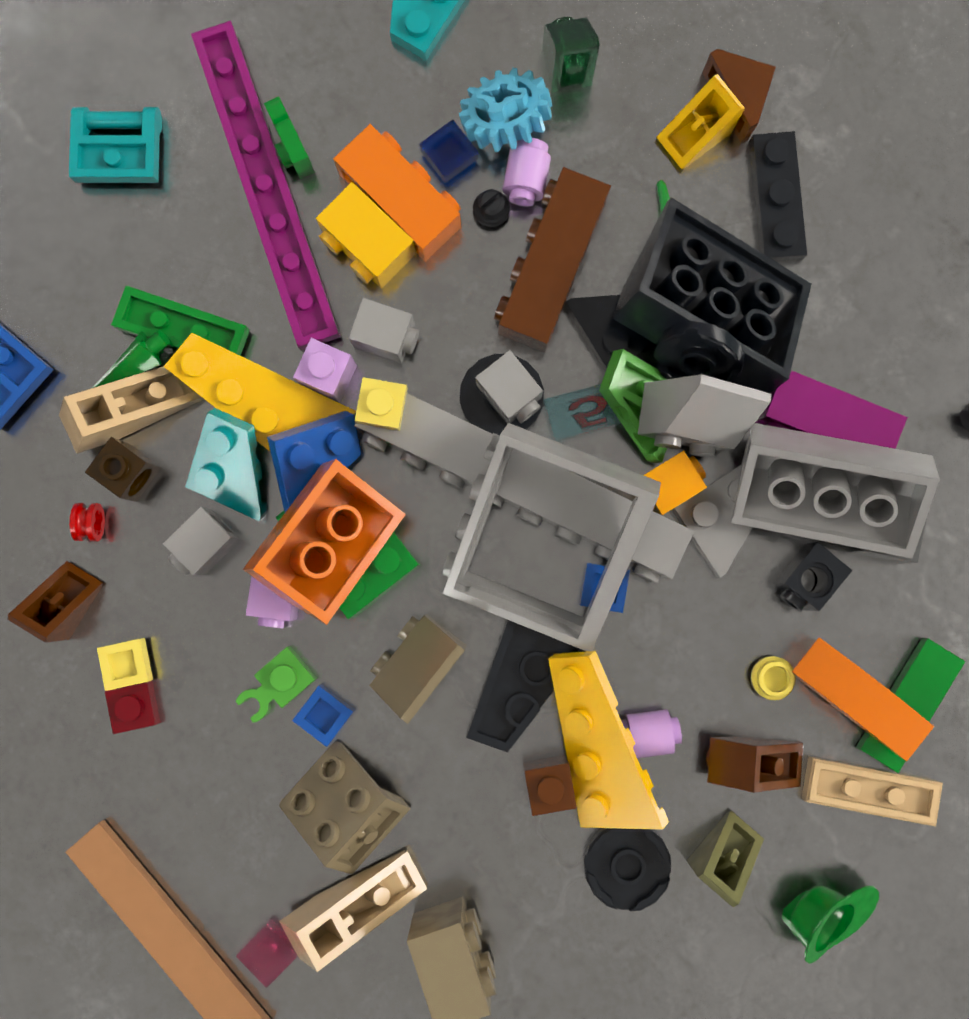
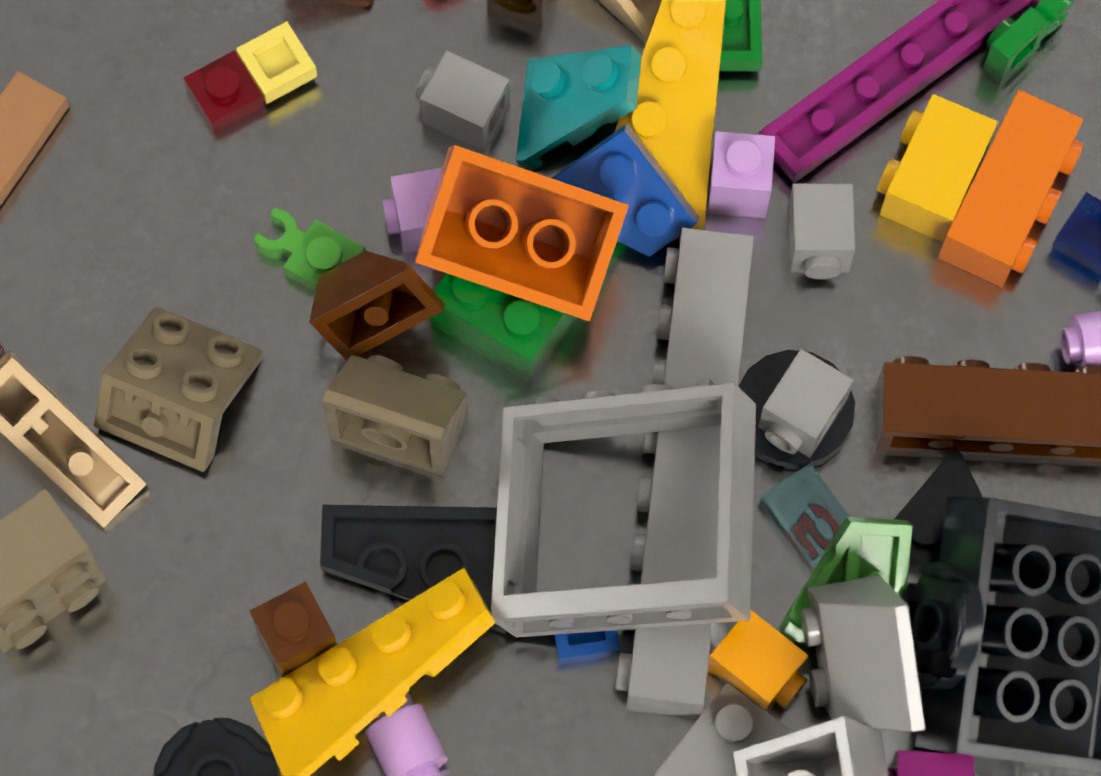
camera: 65 degrees right, 15 degrees down
(323, 715) = (286, 326): blue tile -> none
(337, 663) = (370, 302): none -> reddish brown slope
(381, 403) = (722, 248): light yellow plate -> none
(491, 208) = (1042, 314): black piece -> none

